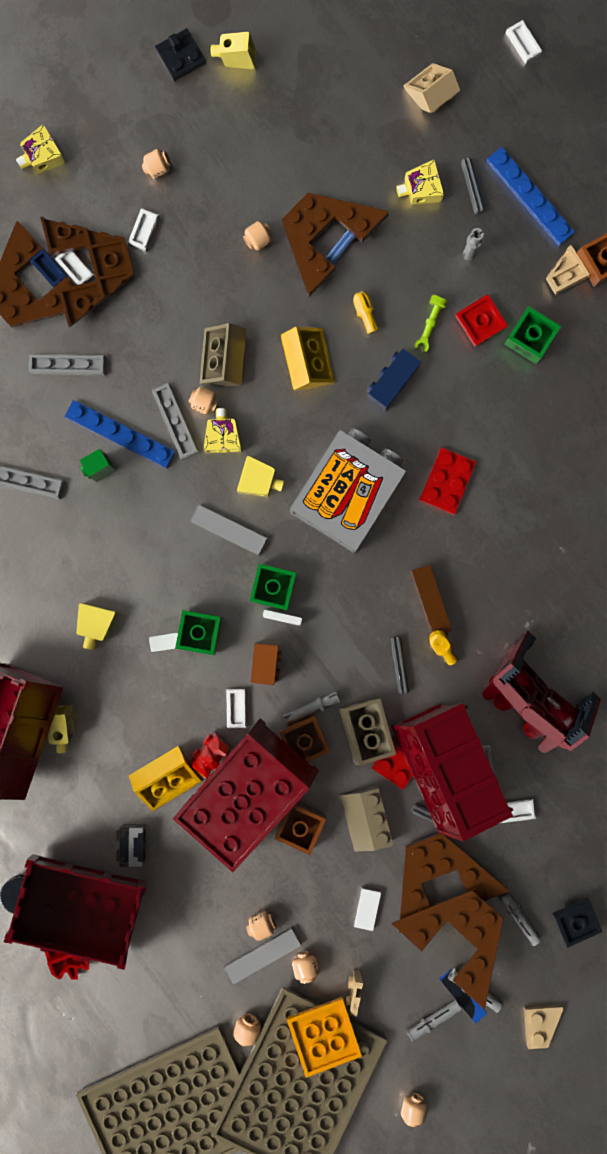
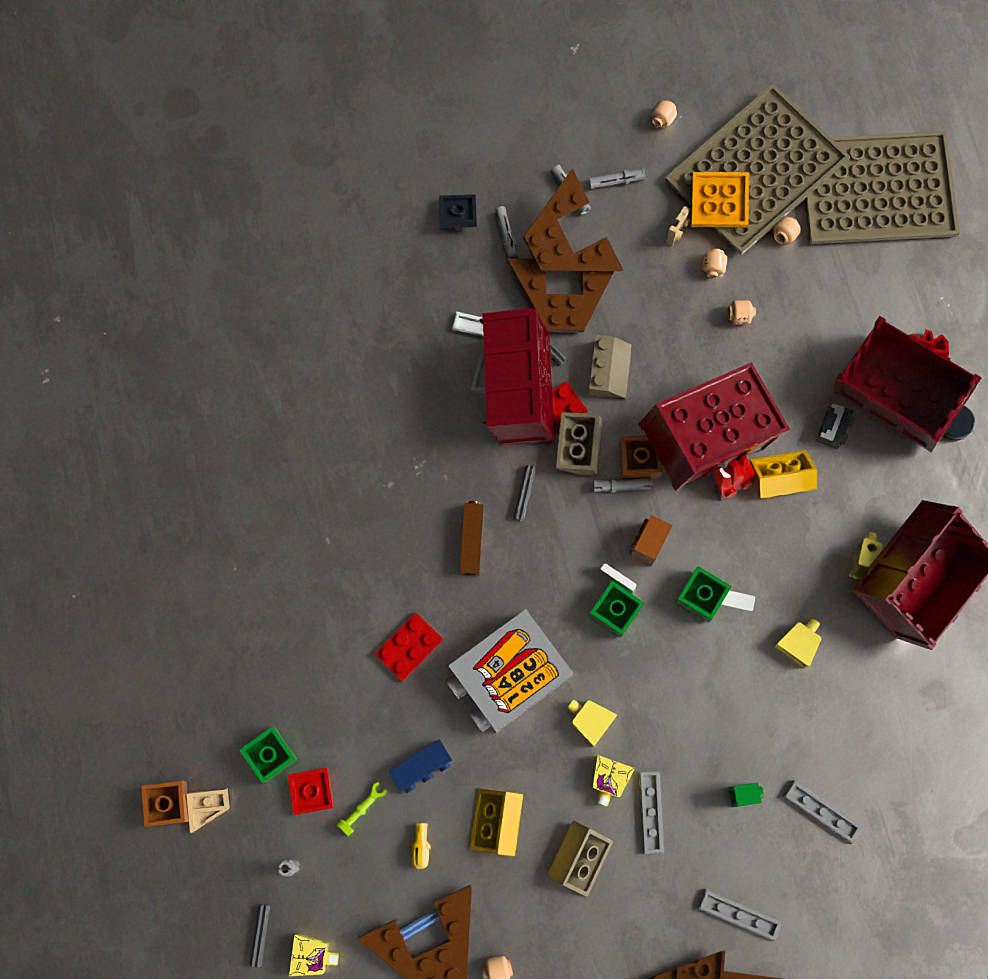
camera: 160 degrees left, 10 degrees down
(120, 434) = (711, 821): blue plate -> none
(203, 400) = (616, 820): light nougat head -> none
(228, 530) = (638, 683): light grey tile -> none
(236, 708) = (692, 512): white tile -> none
(262, 955) = (749, 287): light grey tile -> none
(300, 828) = (672, 379): dark orange brick -> none
(367, 908) = (639, 292): white tile -> none
(443, 646) = (478, 492): yellow arm -> none
(467, 1003) = (579, 171): black sticker -> none
(520, 687) = (410, 408): dark red container -> none
(530, 196) = (207, 901): blue plate -> none
(541, 1024) = (524, 141): tan wing -> none

